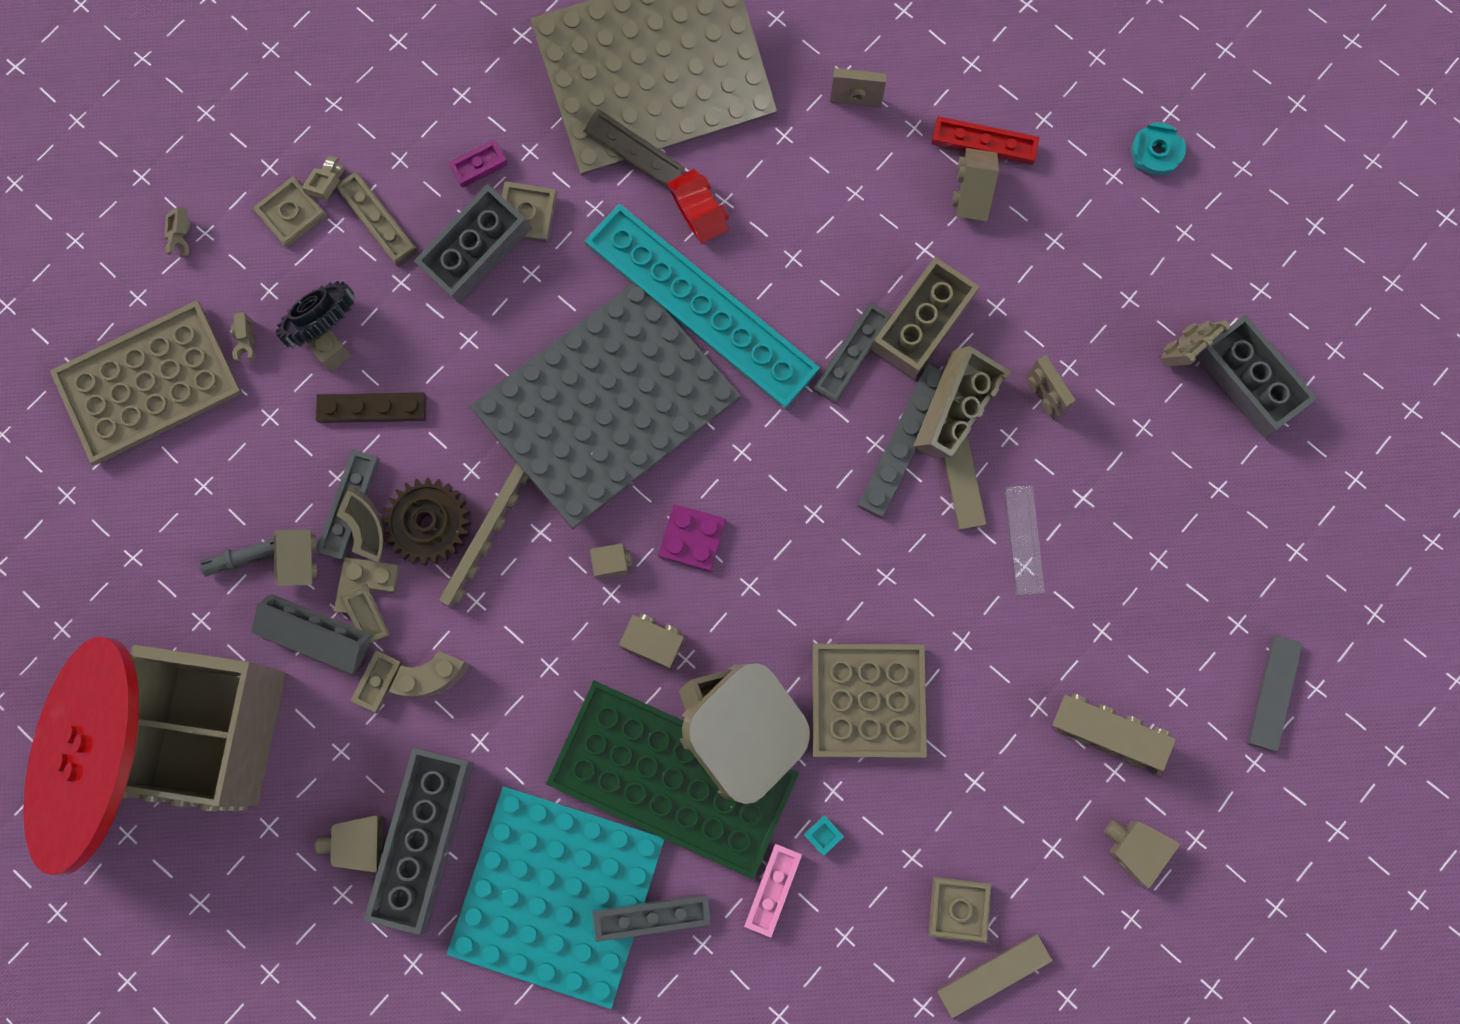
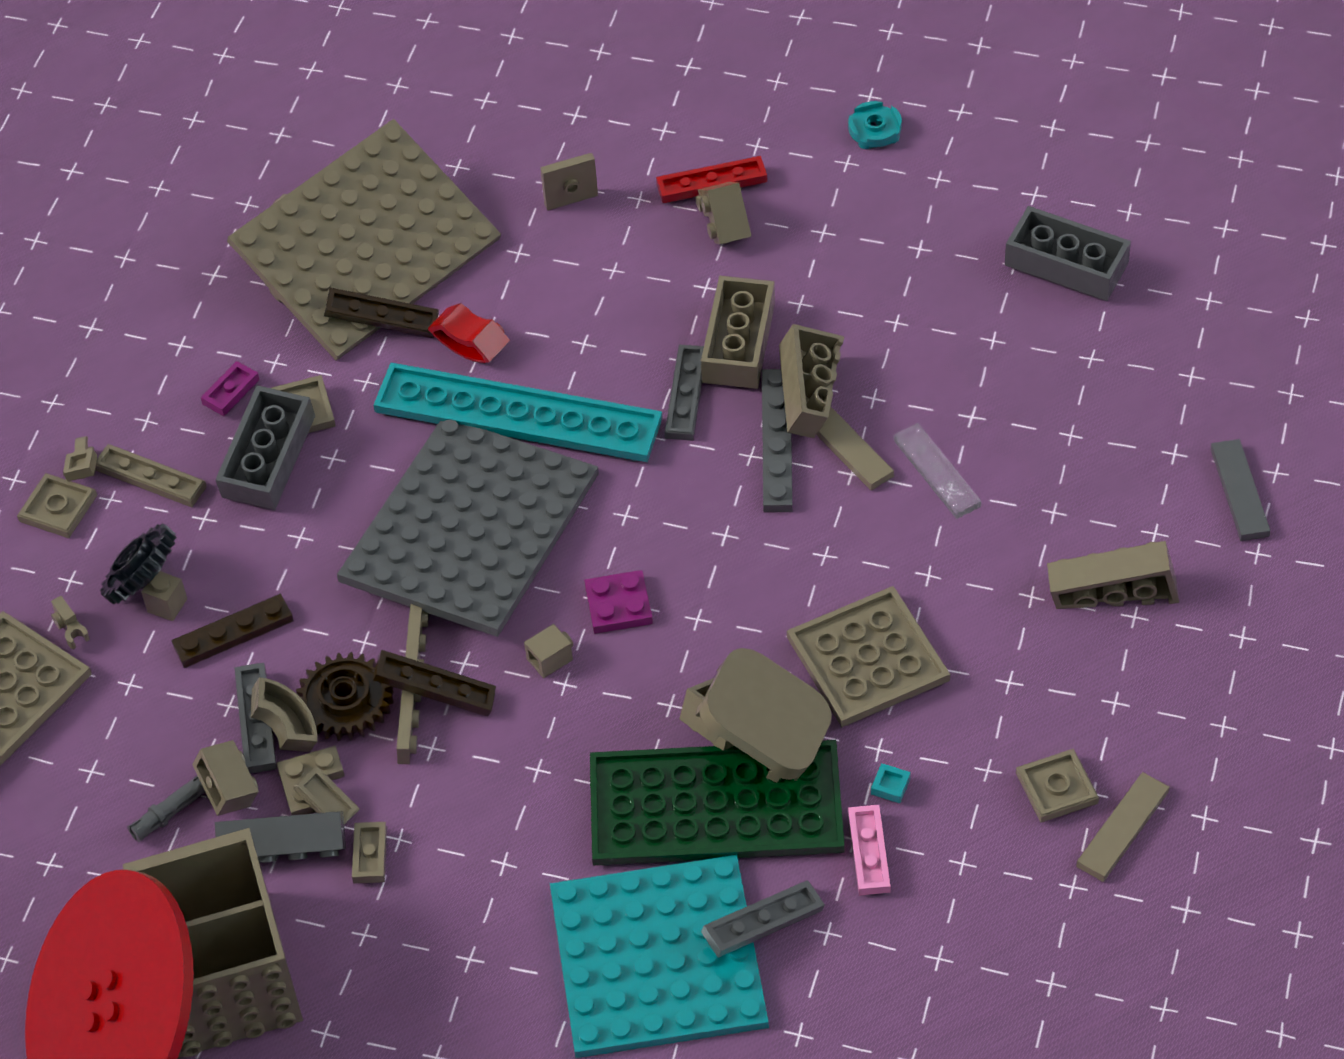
camera: 25 degrees left, 25 degrees down
(355, 844) = (426, 998): dark tan torso -> none
(418, 841) = (492, 960): dark grey brick -> none
(431, 678) = (423, 822): dark tan brick -> none
(497, 553) = (434, 683): none -> dark brown plate
(652, 641) = (629, 698): dark tan brick -> none
(1050, 388) = (887, 335): dark tan plate -> none
(1140, 850) = (1193, 660): dark tan torso -> none
(1192, 342) = (994, 246): dark tan plate -> none

